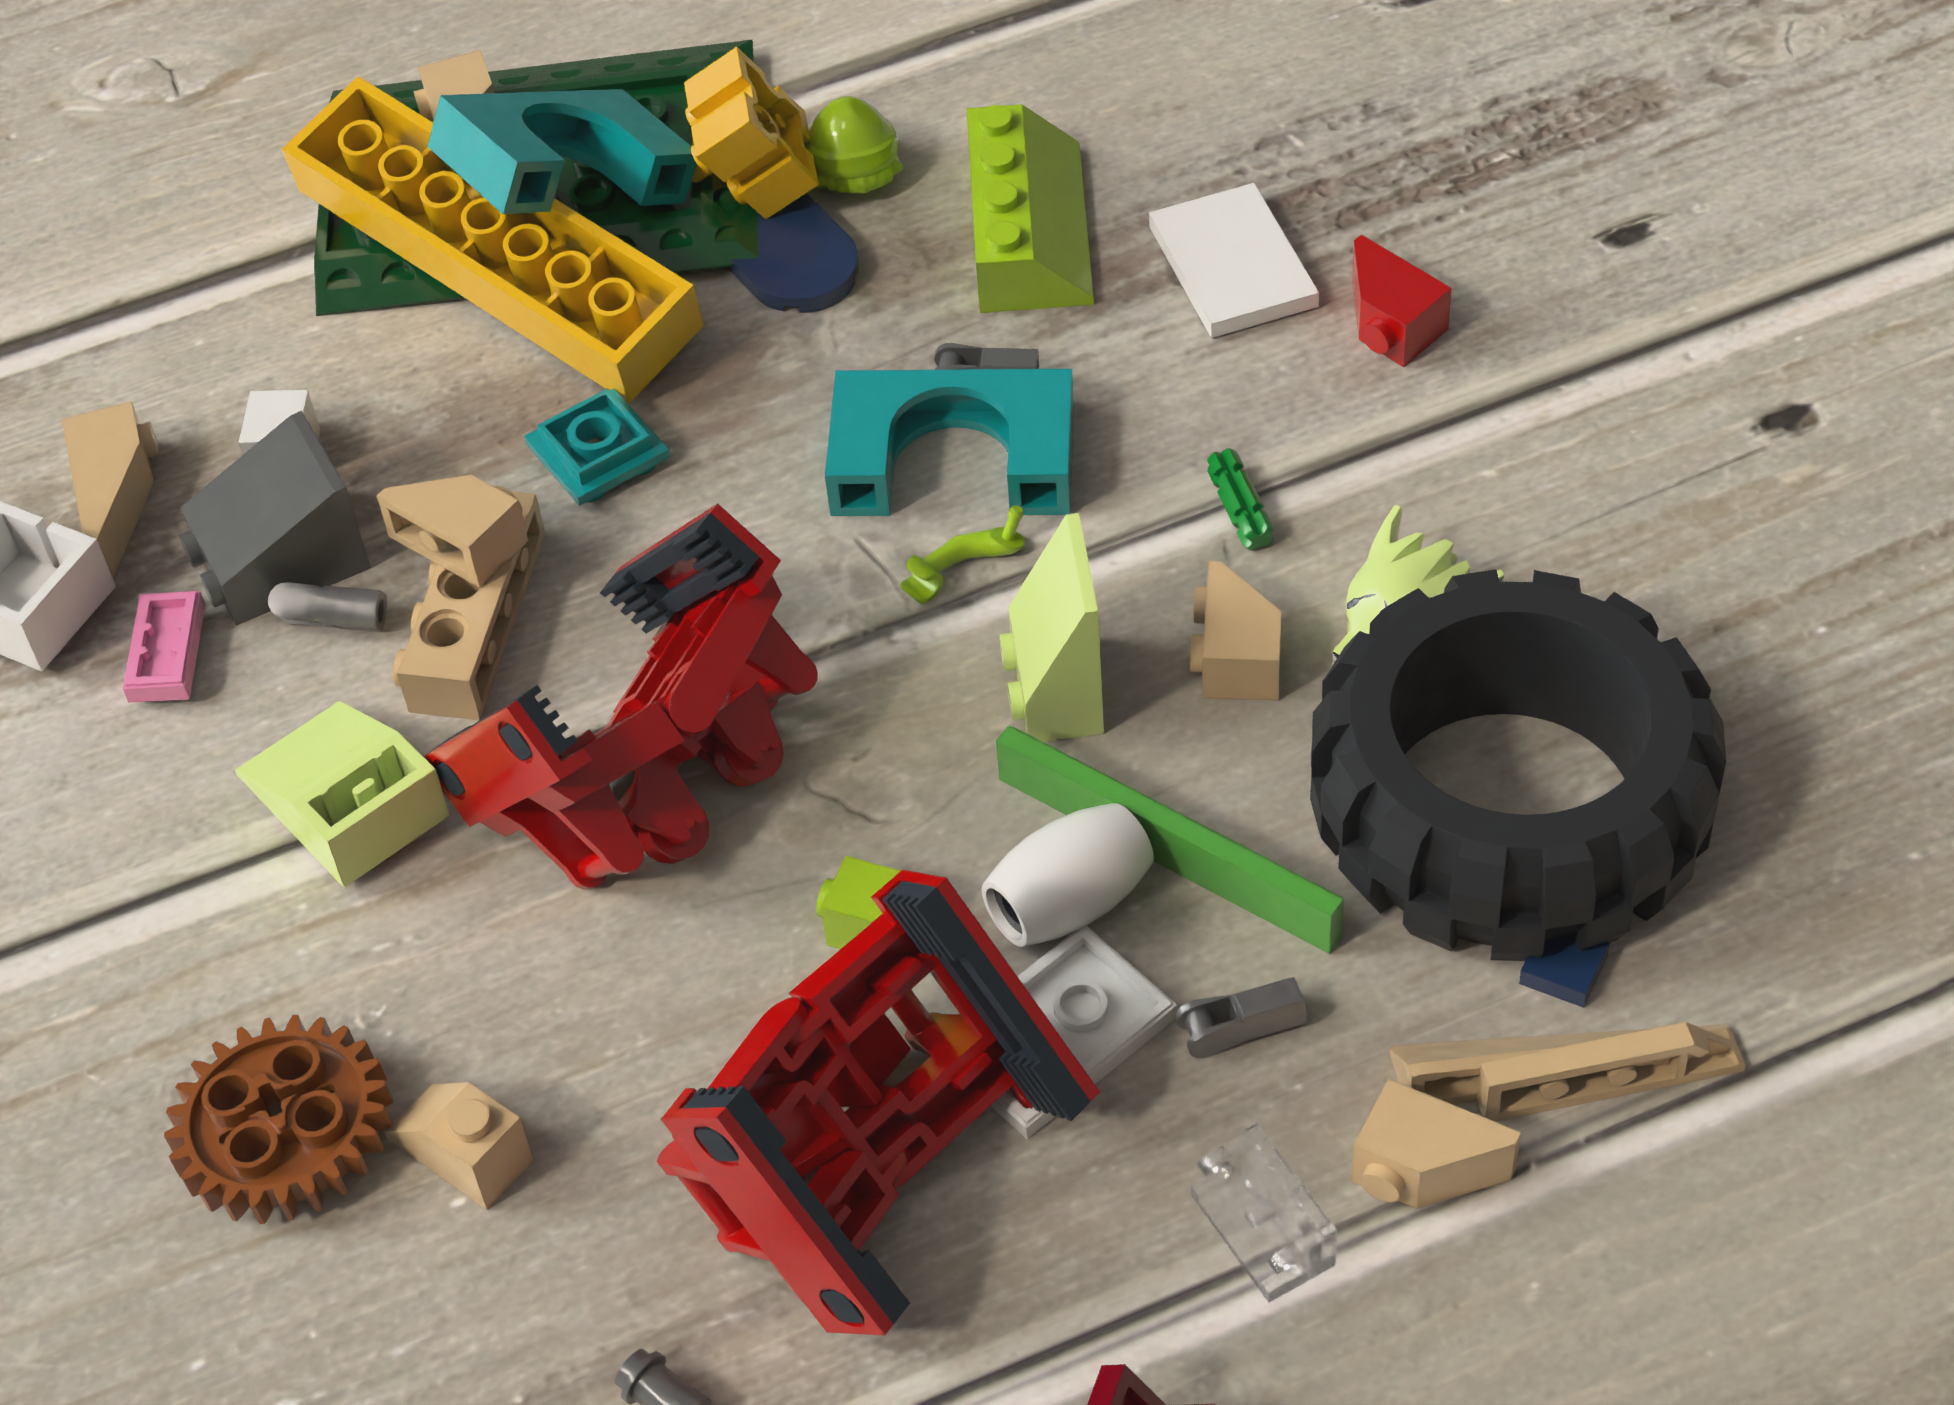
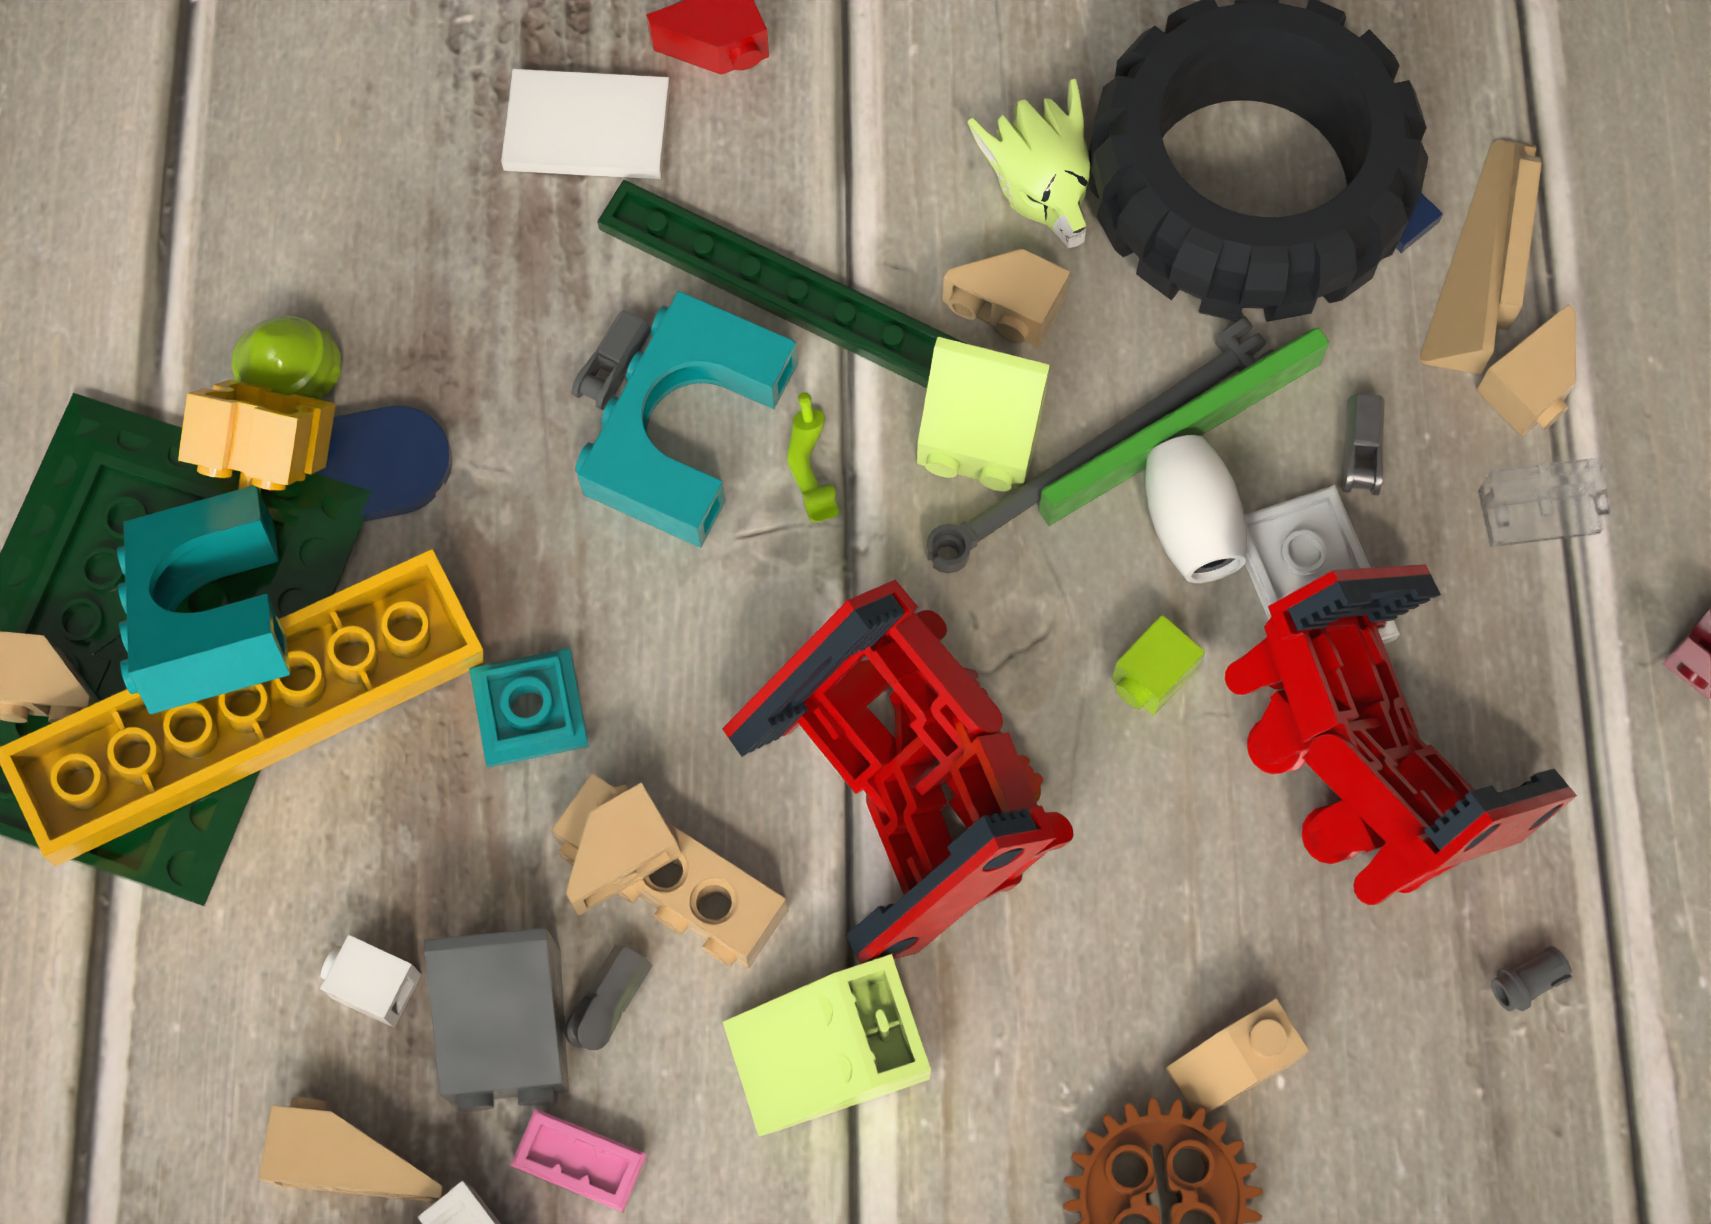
camera: 70 degrees left, 20 degrees up
(1027, 212) = (443, 258): lime slope -> none
(1143, 491) = (772, 282): none -> dark green tile
(1240, 499) = (858, 232): green axle -> none
(1304, 856) = (967, 535): none -> dark grey hinge

